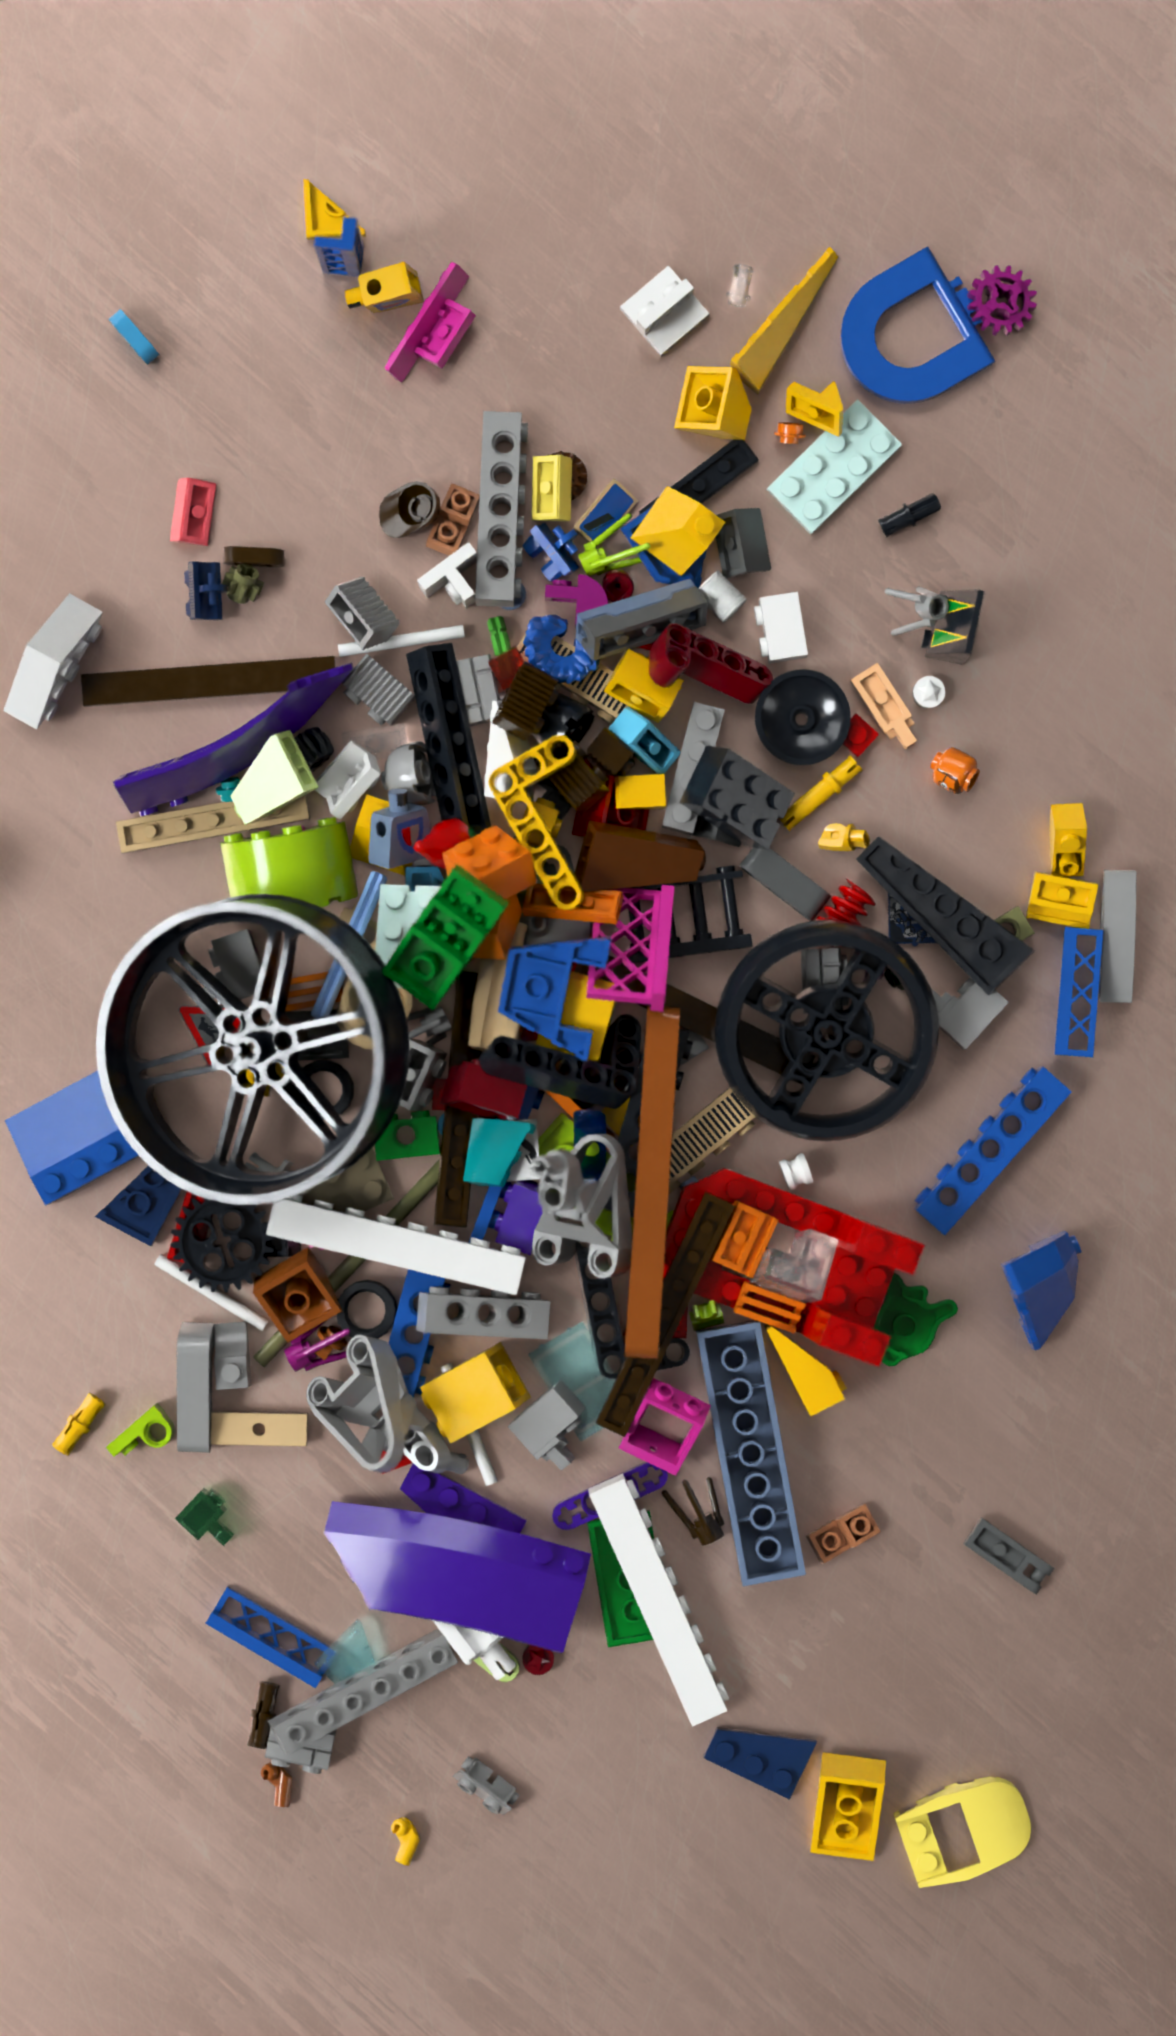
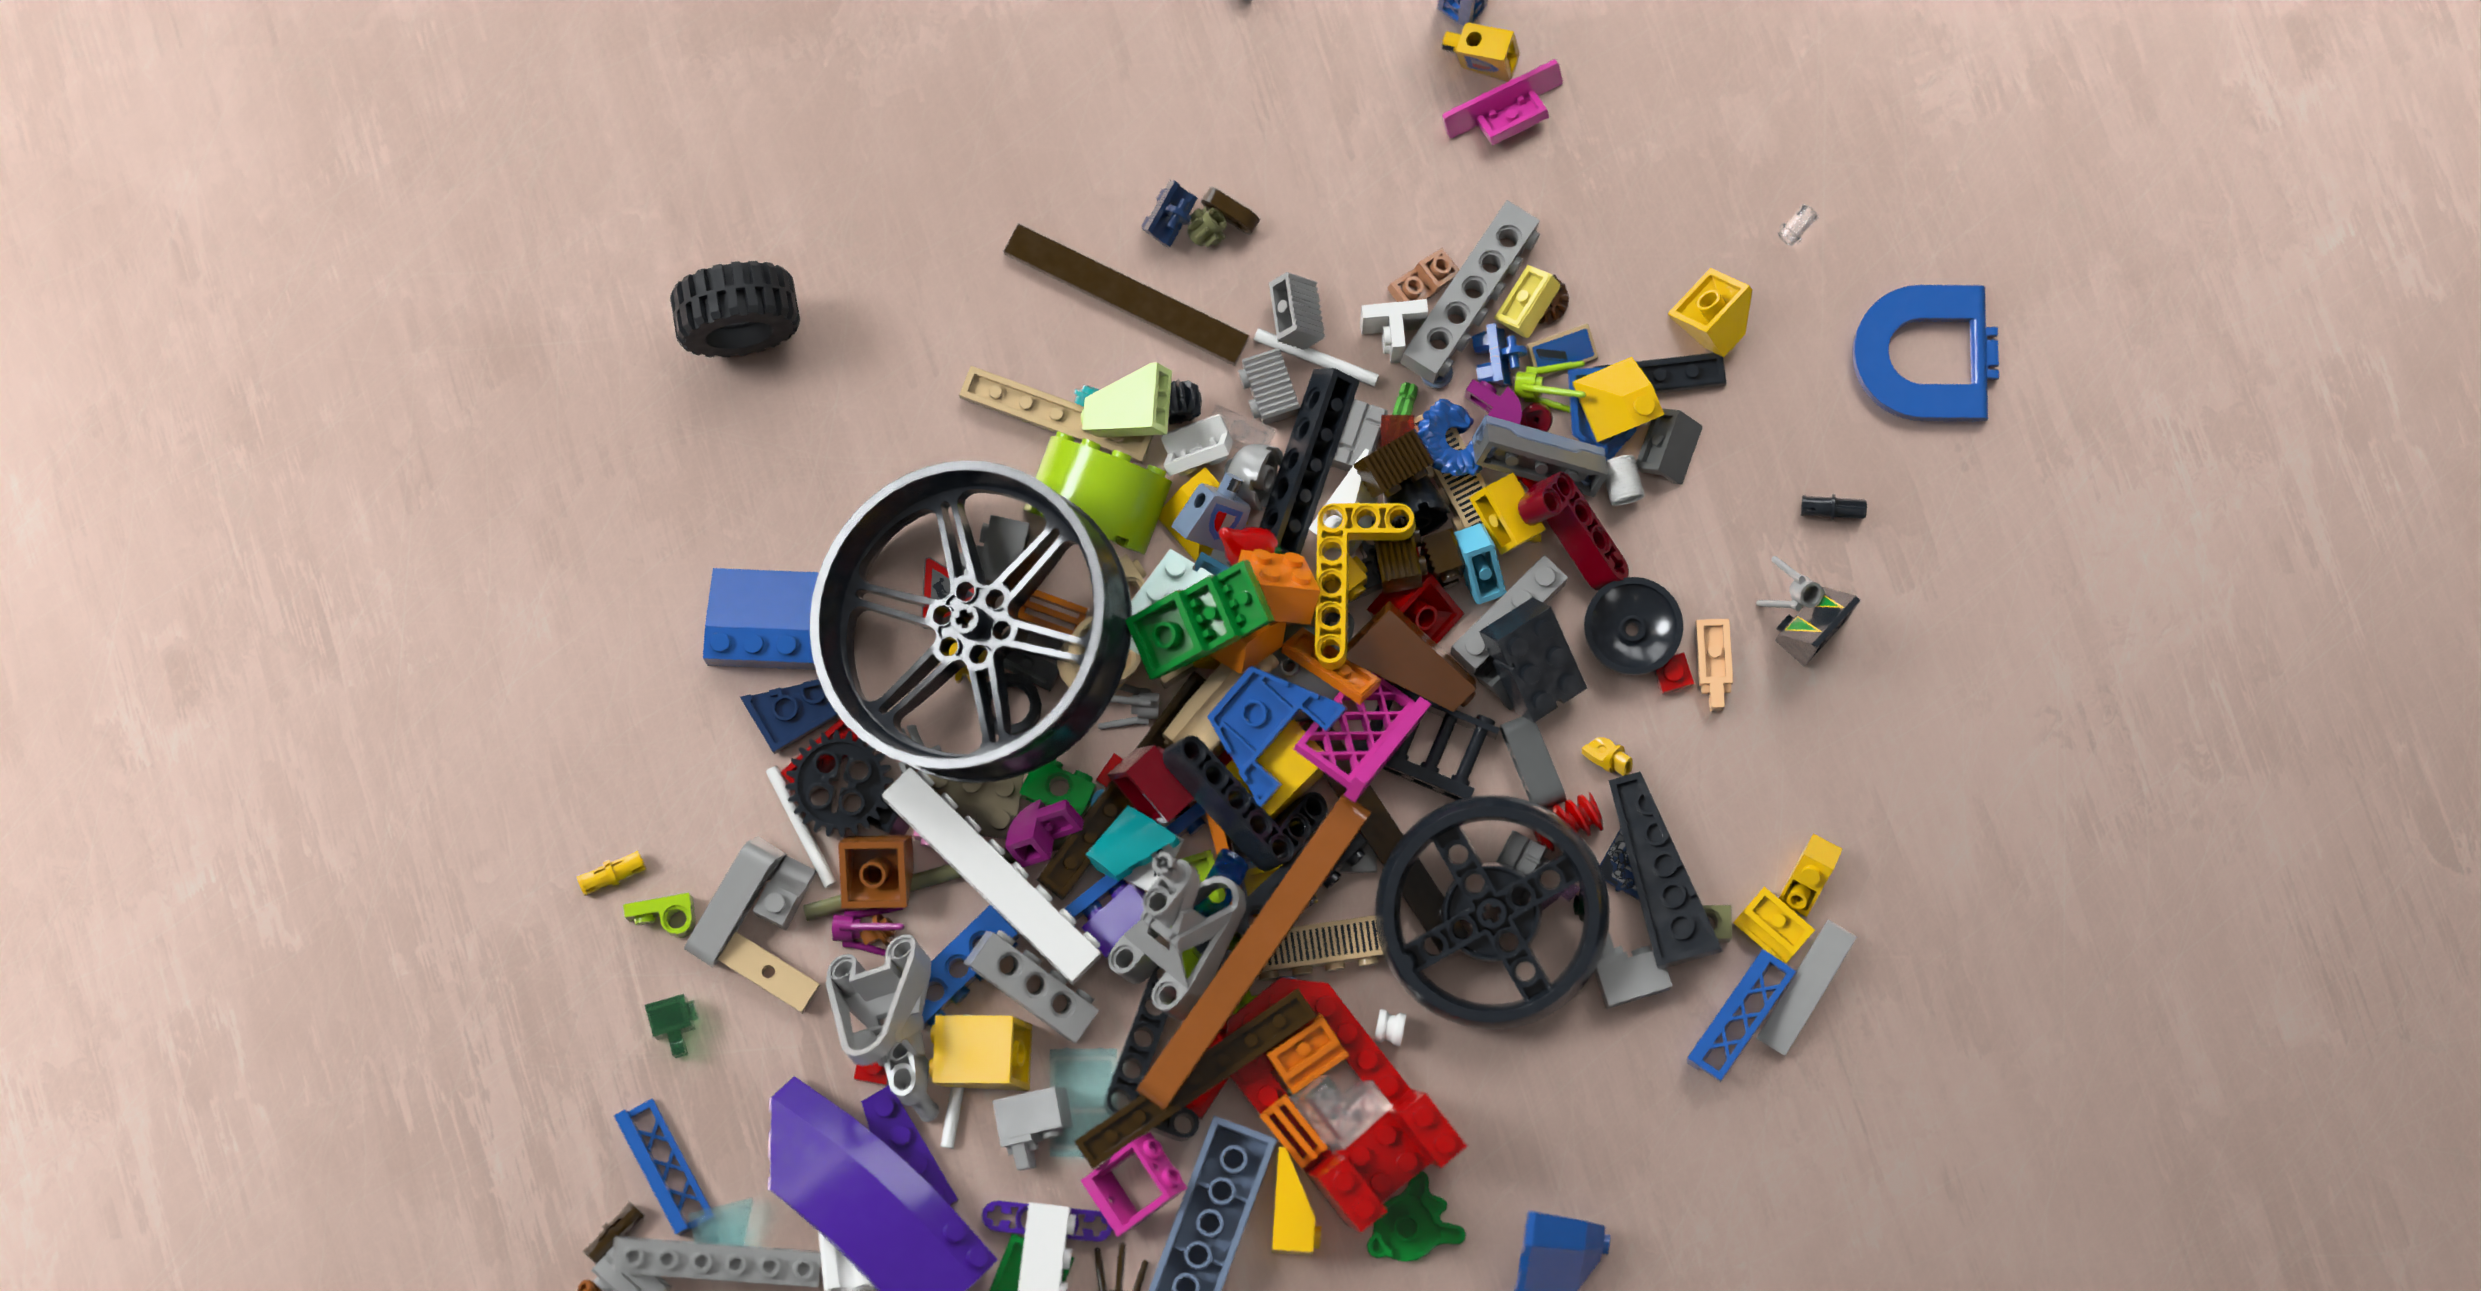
camera: 30 degrees right, 10 degrees down
(52, 661) = (1000, 195): white brick -> none
(193, 511) = (1201, 143): coral slope -> none
(214, 763) = (1103, 361): dark purple slope -> none
(359, 922) = (1133, 571): light blue axle -> none
(369, 1286) = (946, 904): black tyre -> none
(409, 509) = (1391, 247): dark brown cap -> none
(409, 1185) = (1036, 828): none -> magenta brick
(425, 1066) = (1104, 740): light grey brick -> none
(640, 792) = (1450, 606): yellow slope -> none
(665, 310) = (1718, 209): white bracket -> none
(706, 1315) = (1232, 1107): lime plate -> none
(768, 343) = (1797, 285): yellow wedge -> none
(782, 627) = (1661, 539): white brick -> none
(790, 432) = (1768, 375): orange plate -> none
(816, 408) = (1802, 365): yellow slope -> none
(821, 792) = (1610, 703): yellow pin -> none
(834, 467) = (1790, 428): light aqua plate -> none
(929, 692) = (1760, 672): white tile -> none
(954, 770) = (1743, 754): orange head -> none
(997, 289) = (2033, 358): magenta gear -> none
(1051, 1094) = (1664, 1094): blue brick -> none

